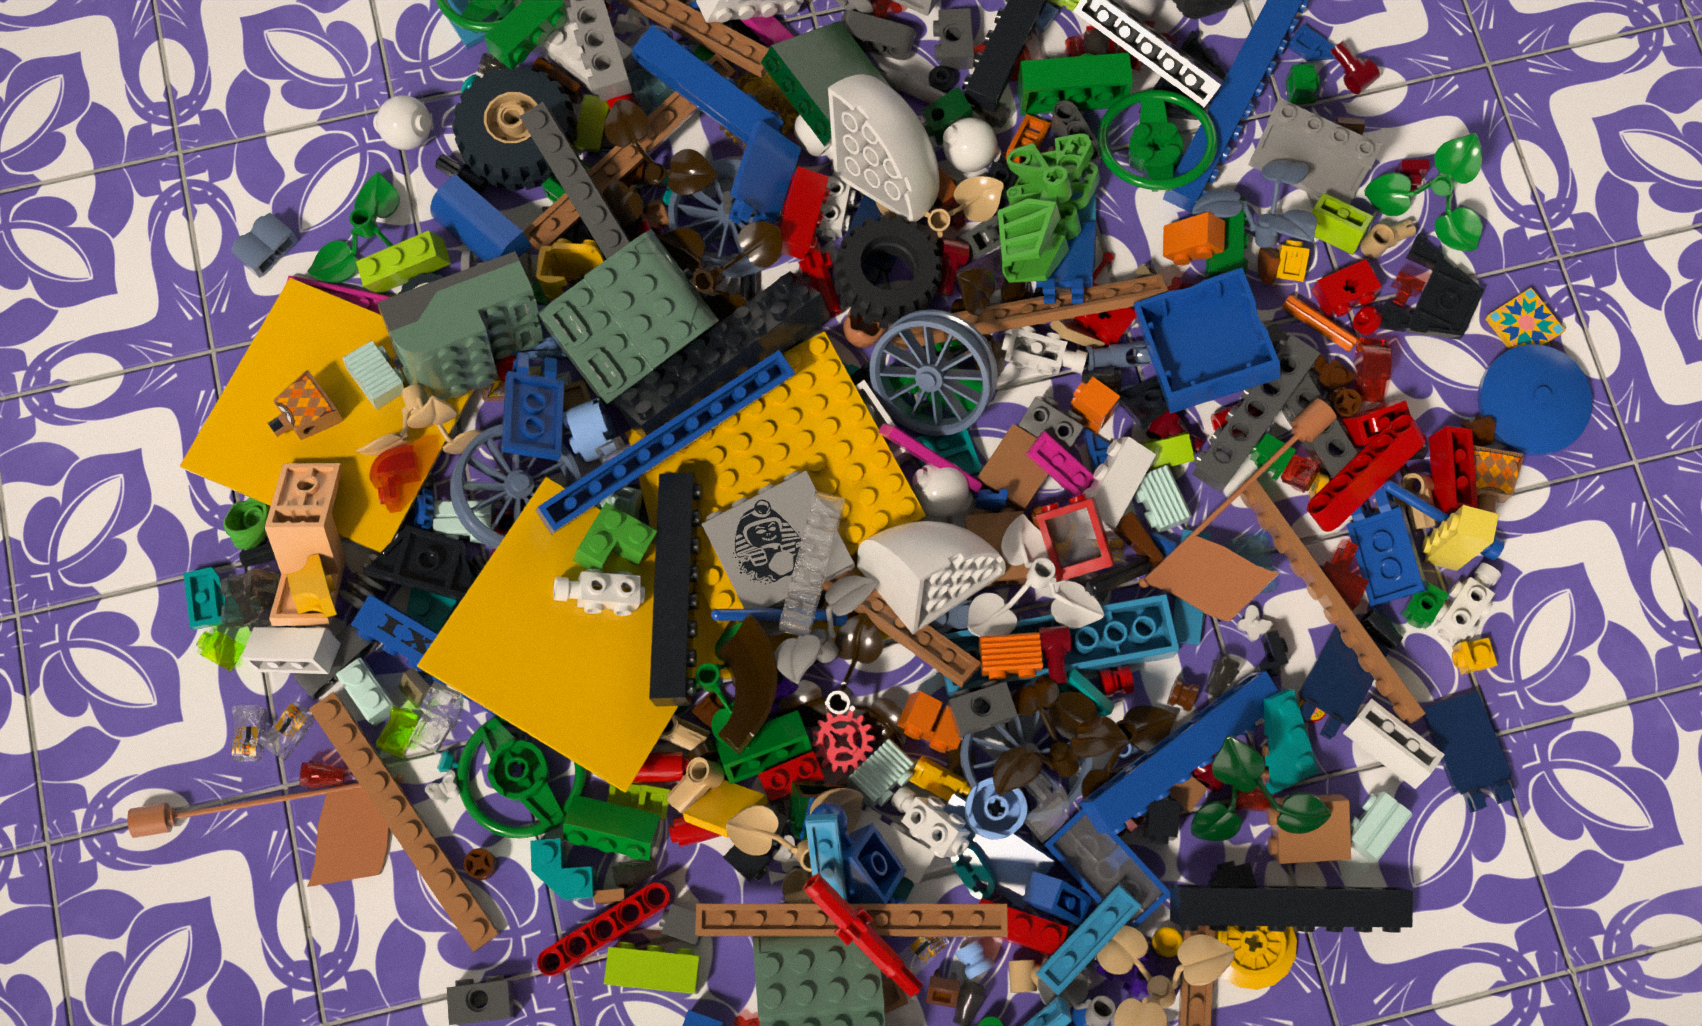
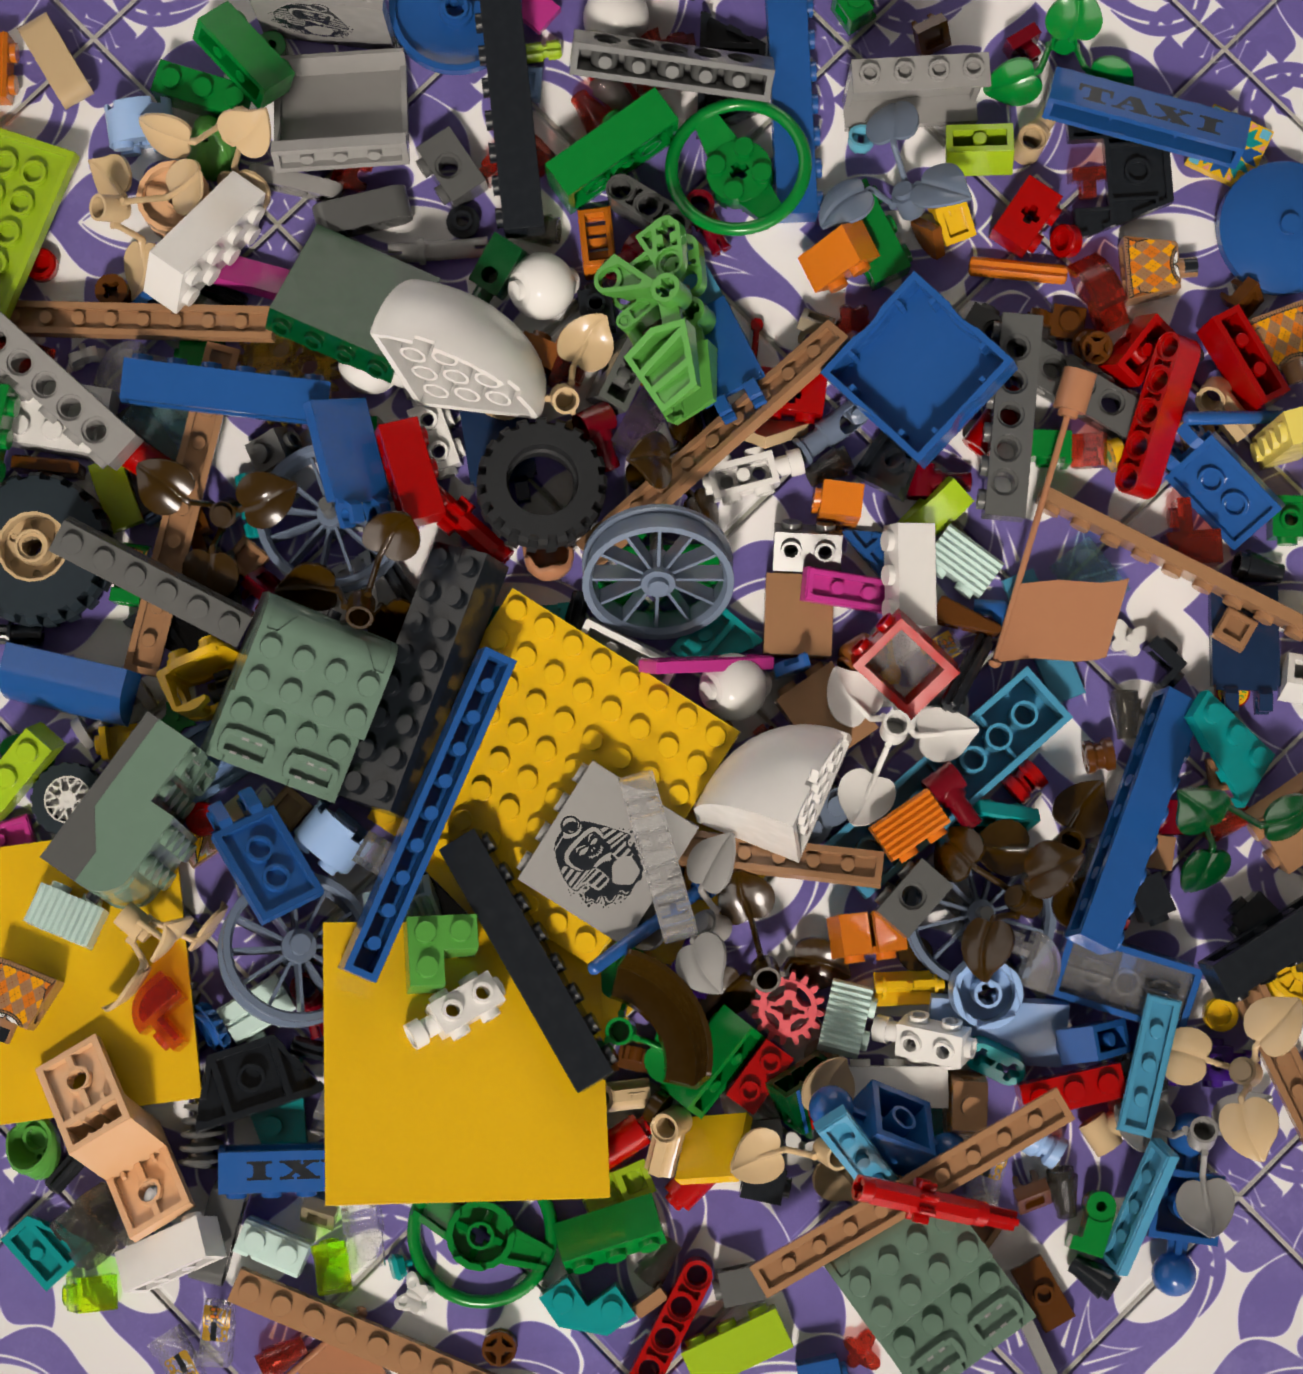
camera: 30 degrees left, 10 degrees up
(312, 588) = (155, 1181): yellow brick -> none
(719, 149) = (273, 447): none -> dark grey bracket
(935, 885) = (967, 1102): none -> medium nougat torso
(1111, 181) = (712, 239): none -> dark red pin
(1250, 174) = (854, 146): none -> medium azure hinge
(1338, 660) = (1234, 629): none -> medium nougat tile
(1420, 374) = (1152, 268): none -> torso
(1474, 266) = (1146, 117): none -> blue brick

